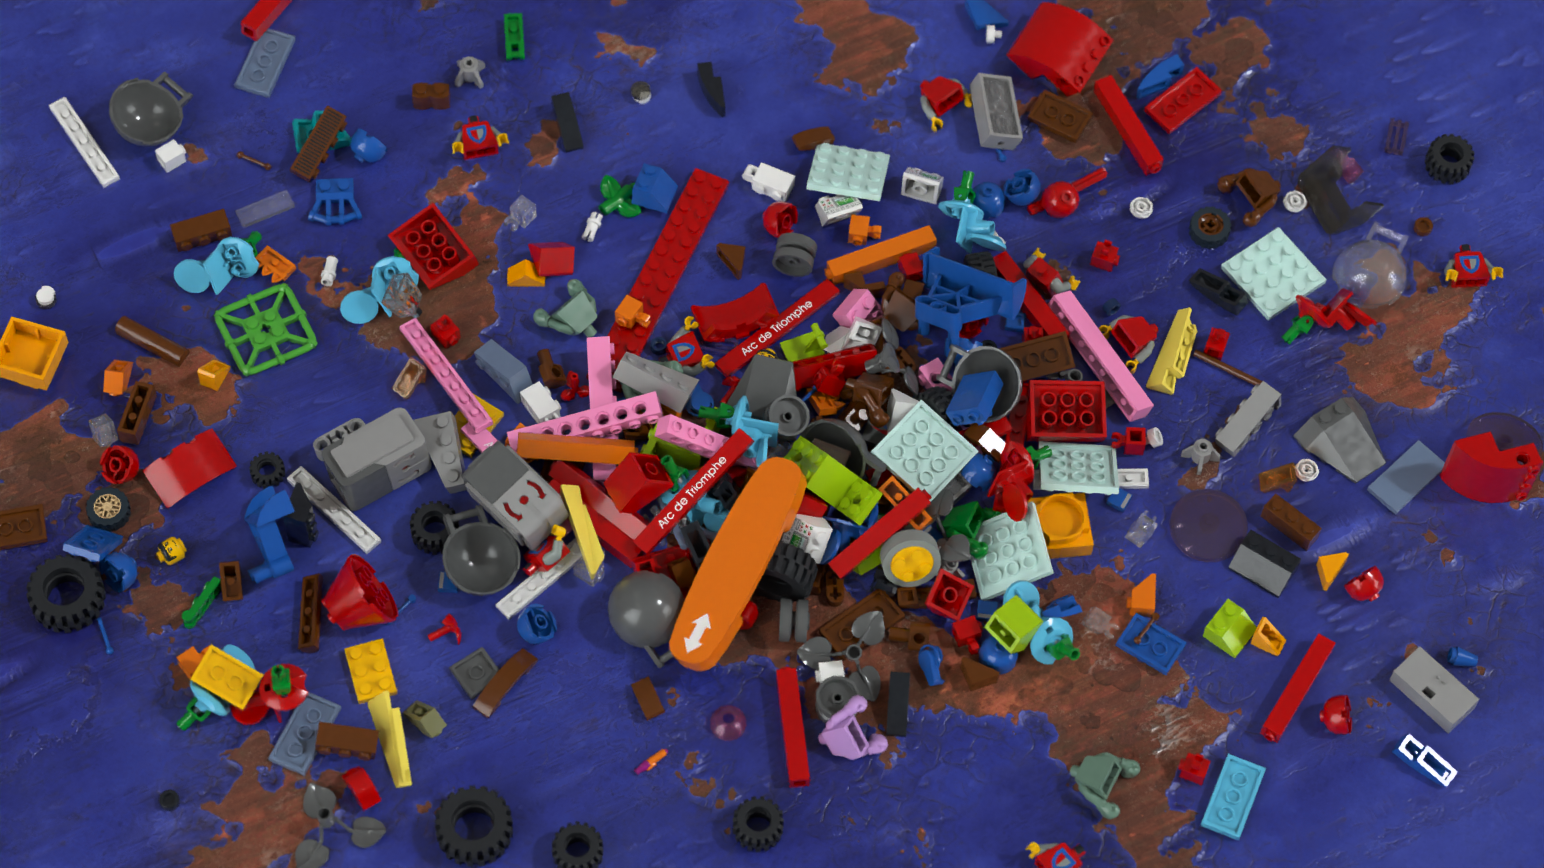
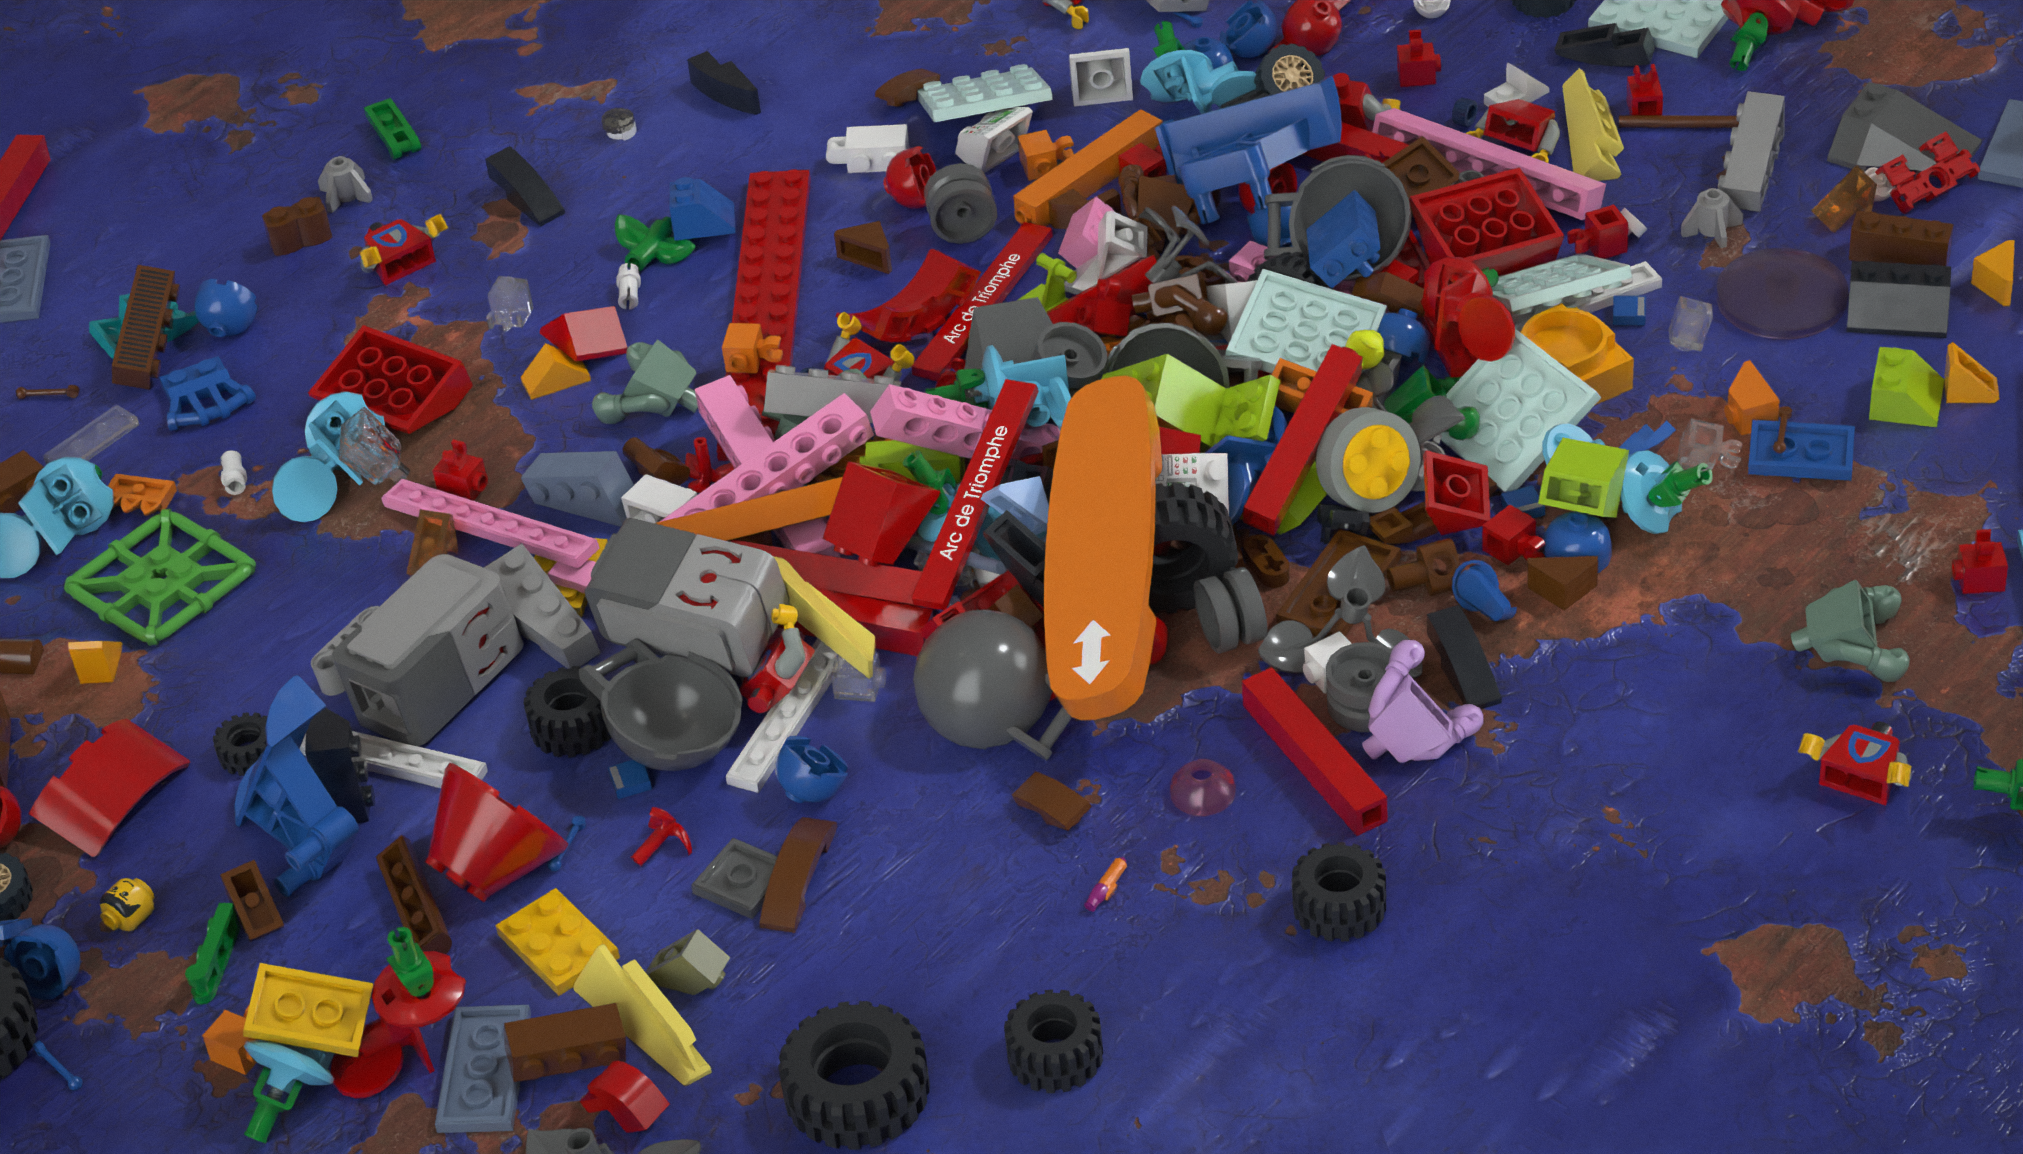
camera: 15 degrees left, 20 degrees down
(714, 507) = (1024, 500): none -> light blue slope
(944, 483) = (1368, 345): none -> neon yellow animal
(1013, 254) = (1287, 69): none -> wheel
(1153, 301) = (1517, 86): none -> white slope
(1322, 485) = (1919, 187): none -> red piece

